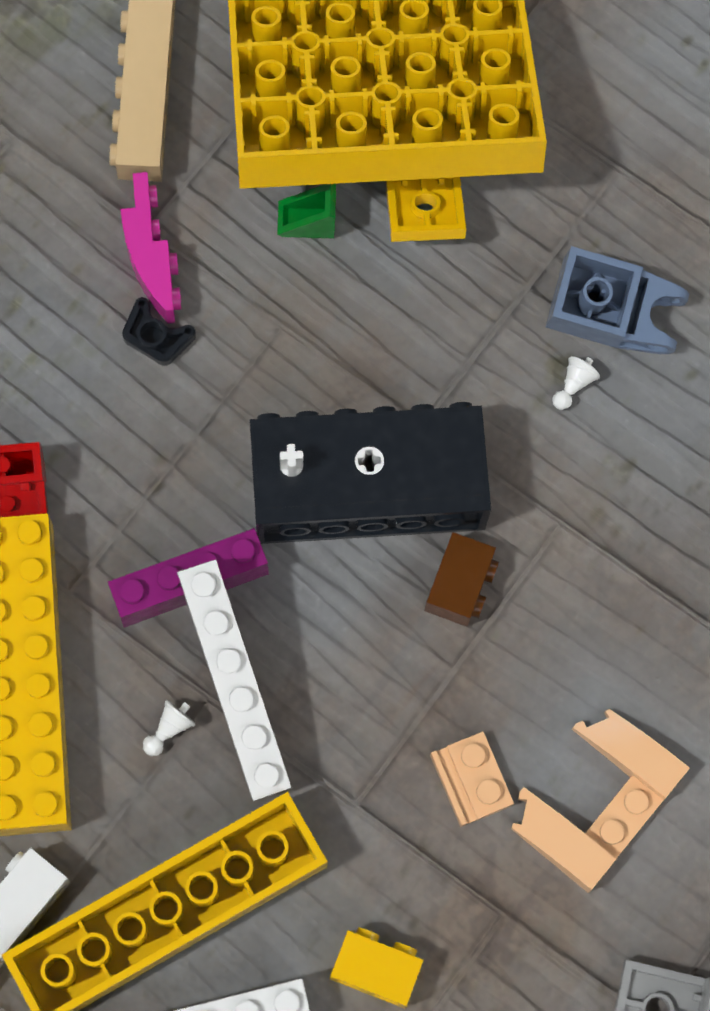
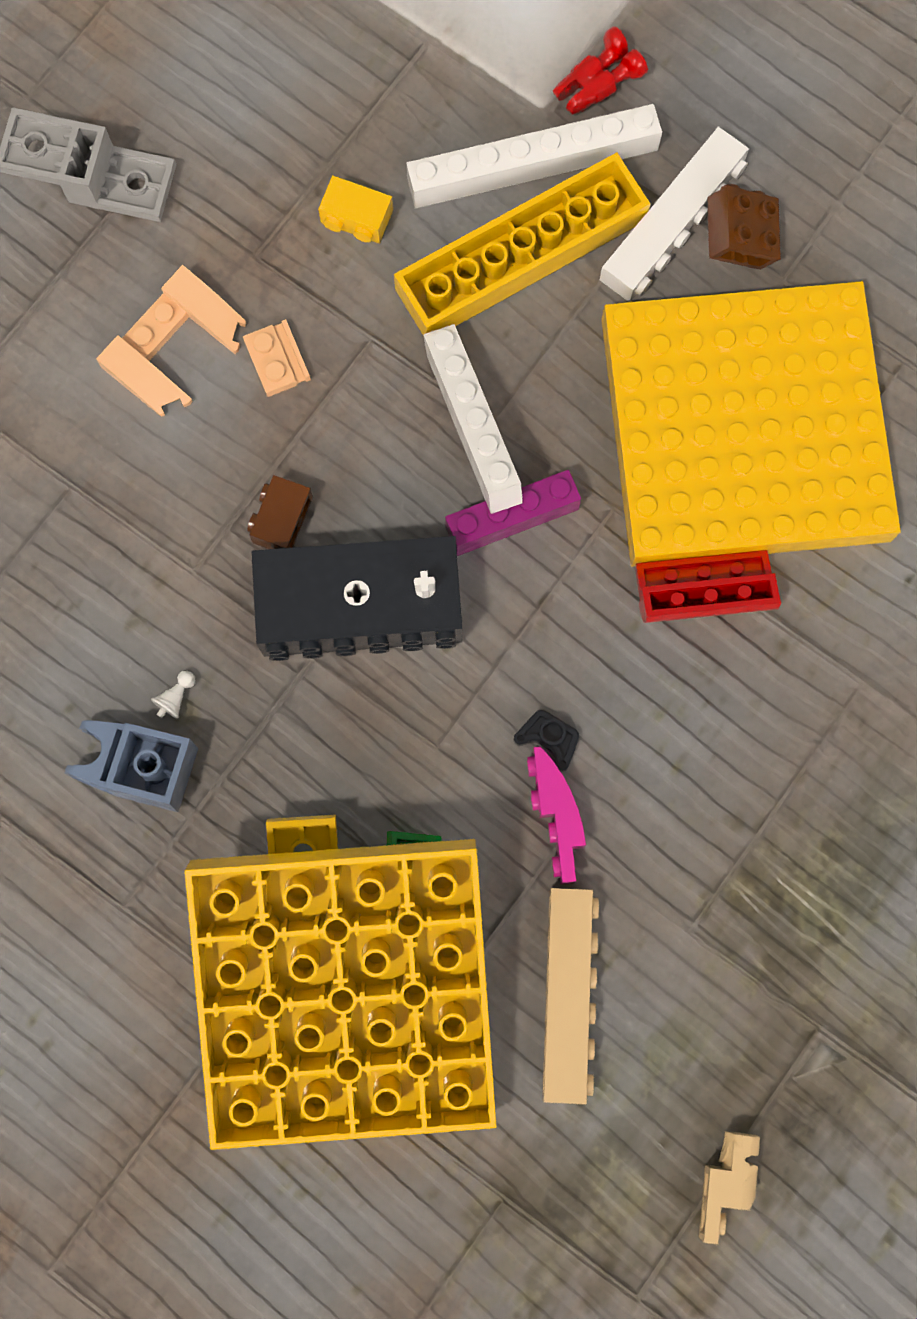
camera: 175 degrees left, 5 degrees up
(171, 723) = (520, 399): white piece -> none

